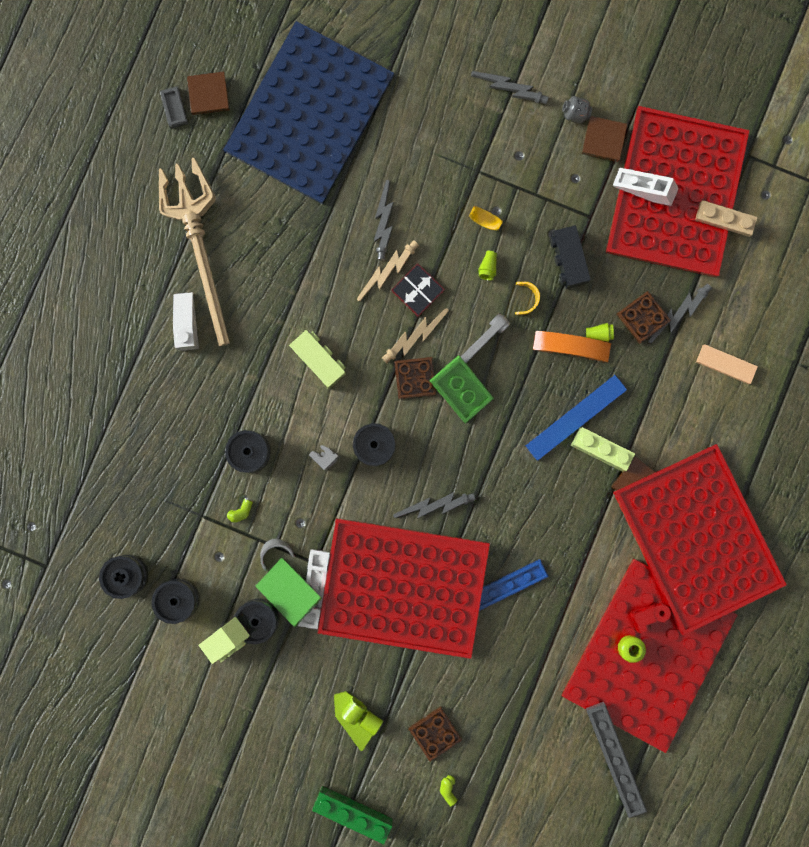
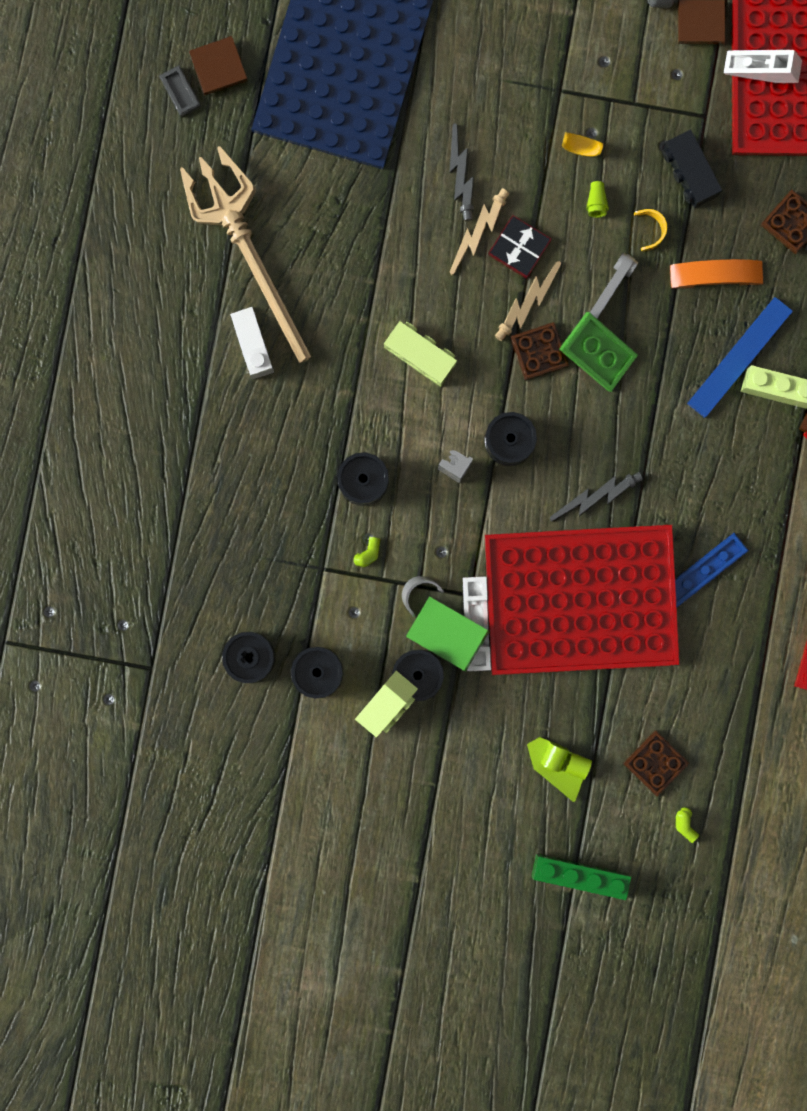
camera: 15 degrees left, 0 degrees up
(601, 332) = (747, 250): lime cone -> none

